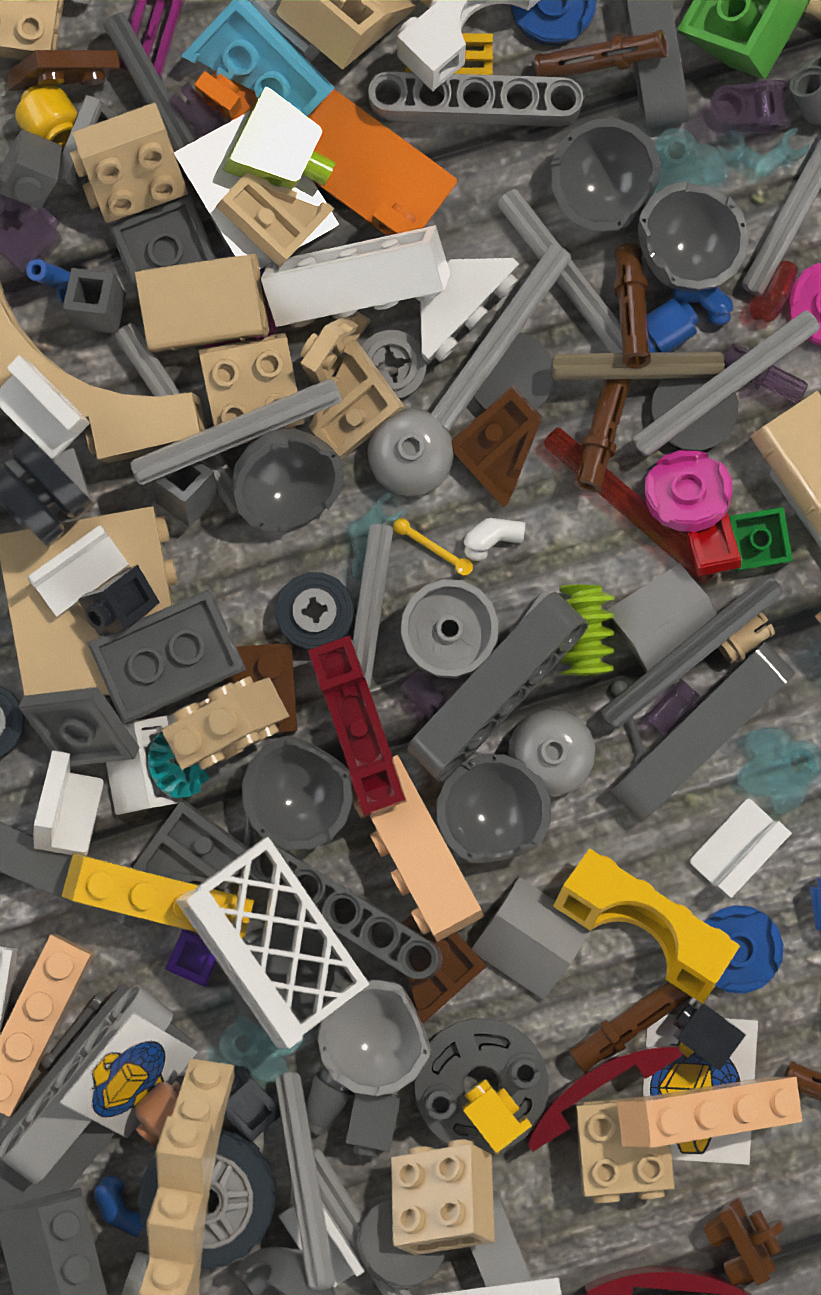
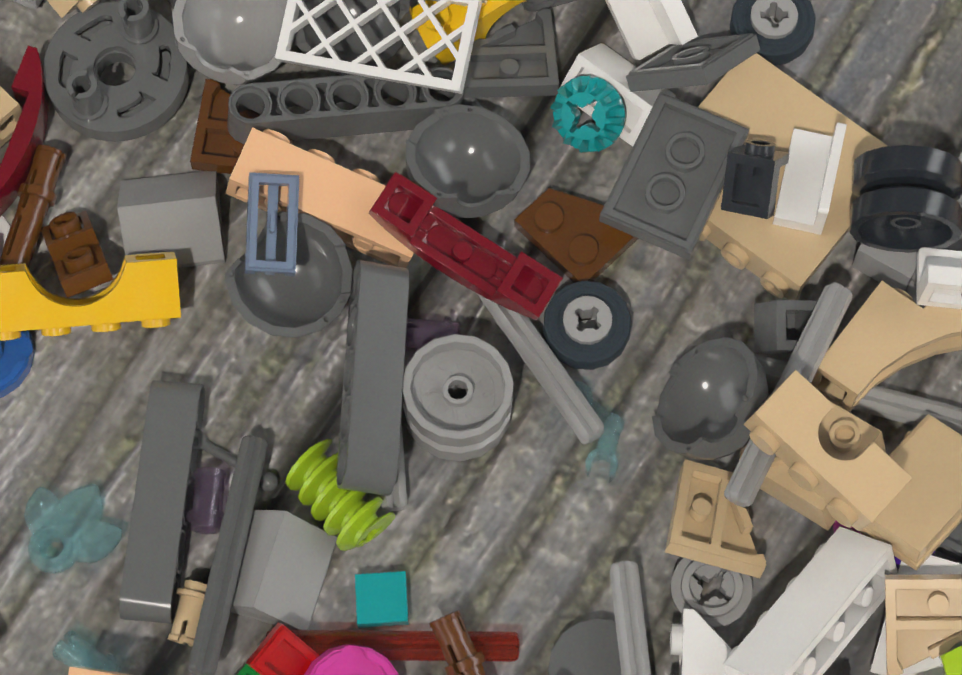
camera: 150 degrees right, 15 degrees down
(225, 723) = (576, 160): tan brick -> none
(253, 325) = (852, 488): none -> tan arch
(325, 353) = (776, 536): tan wing -> none
(410, 453) = (625, 523): light grey cylinder -> none
(462, 566) = (495, 471): yellow hinge -> none
(470, 887) = (270, 265): none -> sand blue tile
(489, 533) = (497, 515): white arm -> none
(494, 1115) = (81, 41): yellow brick -> none
(499, 443) = (556, 594): reddish brown wing -> none
(555, 748) = (282, 379): light grey cylinder -> none
(612, 542) = (381, 599): none -> teal tile
(621, 963) = (76, 252): none -> reddish brown slope
(739, 848) = (48, 432): white panel -> none

